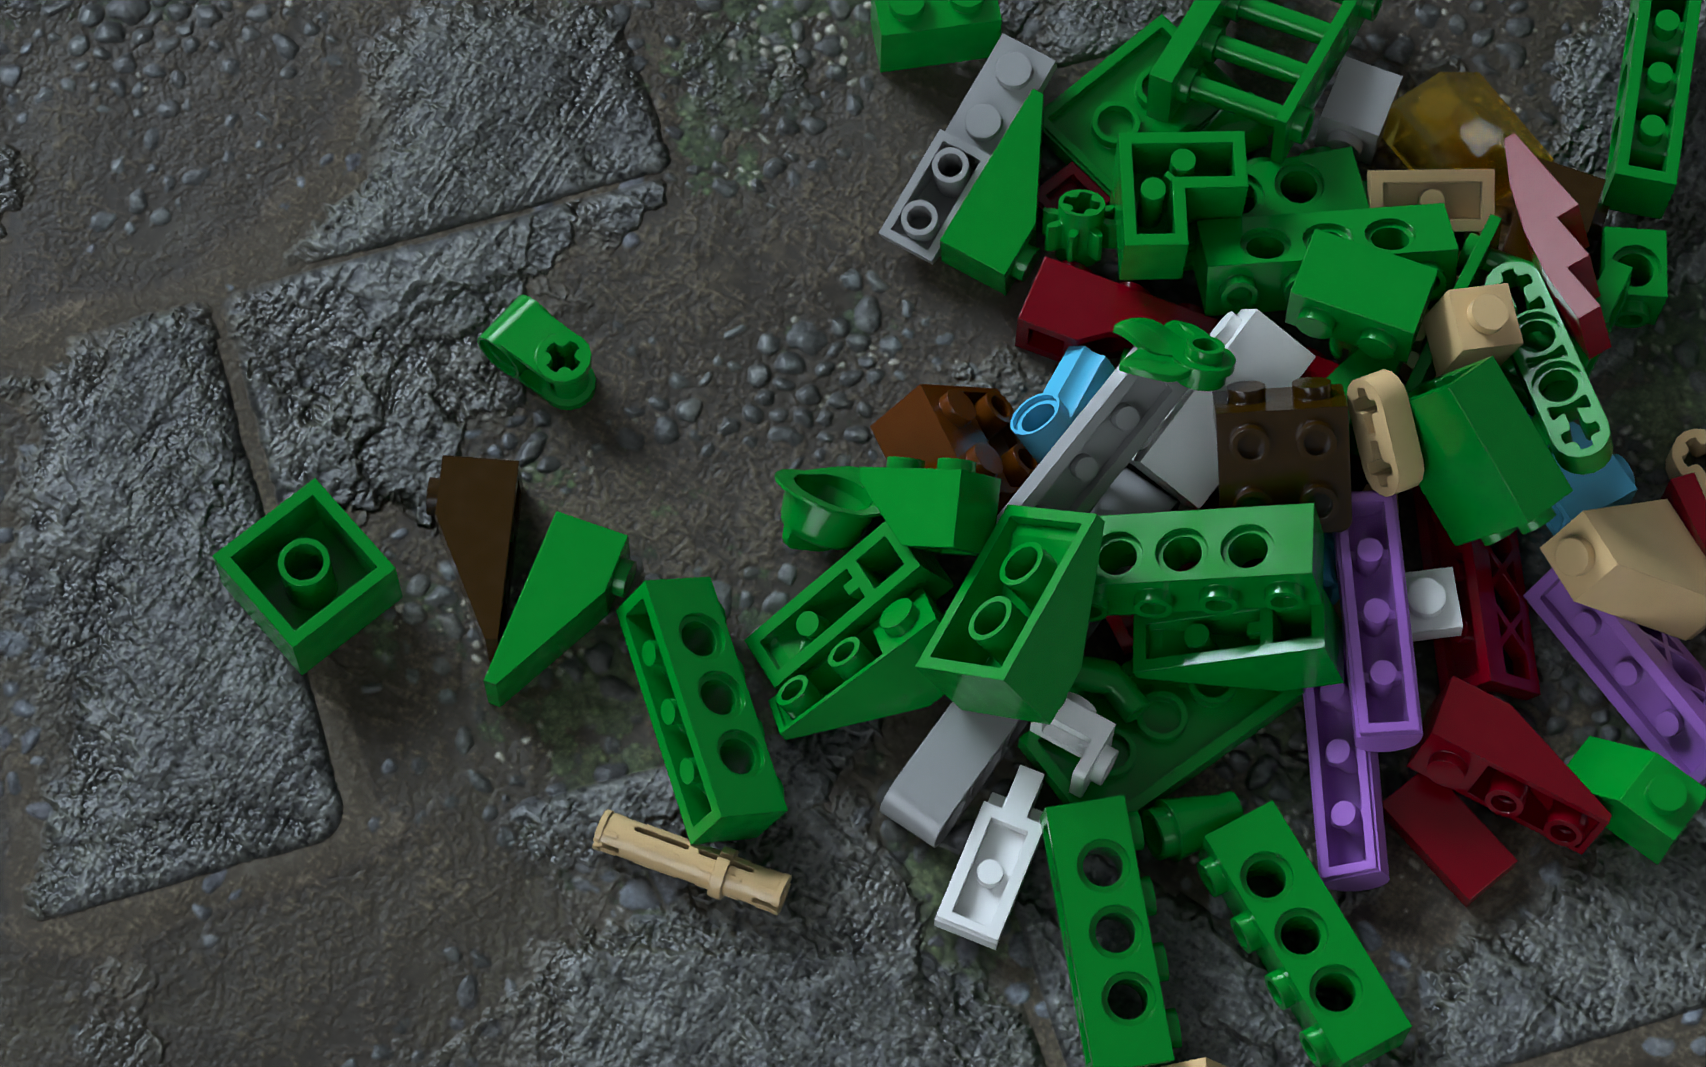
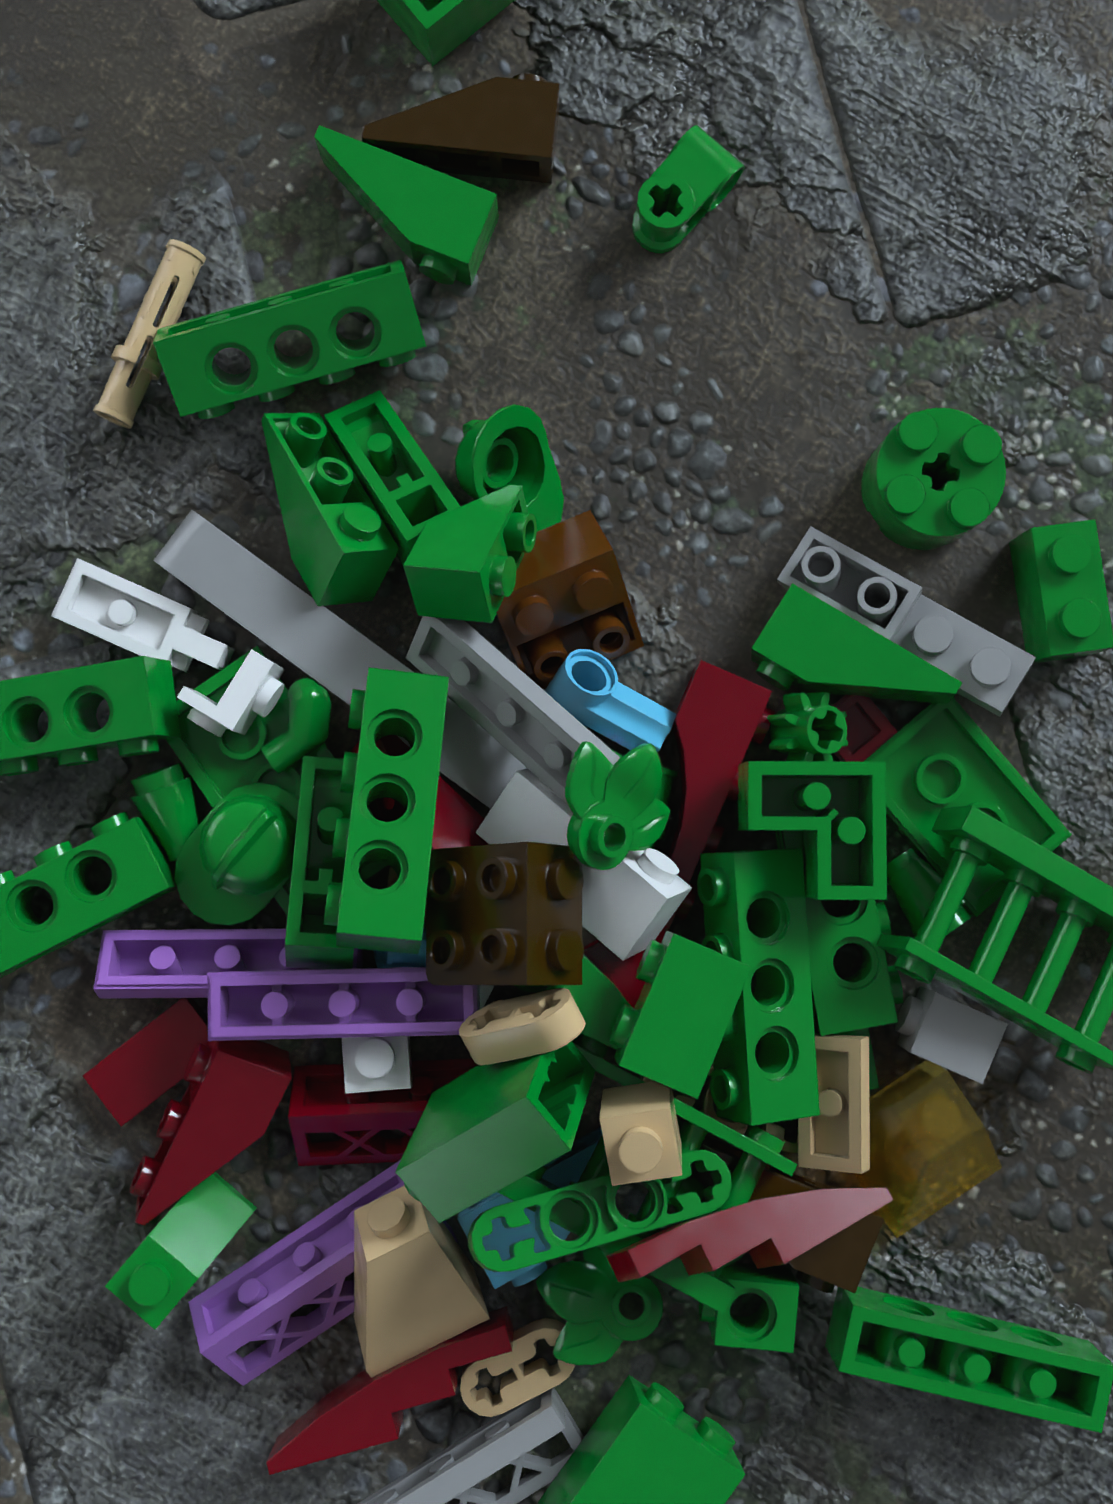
camera: 90 degrees right, 20 degrees up
(830, 127) = (964, 460): none -> green brick
(1019, 616) = (329, 631): green slope -> none
(1233, 743) = (239, 854): none -> green piece
(1646, 413) = (589, 1299): none -> green plate

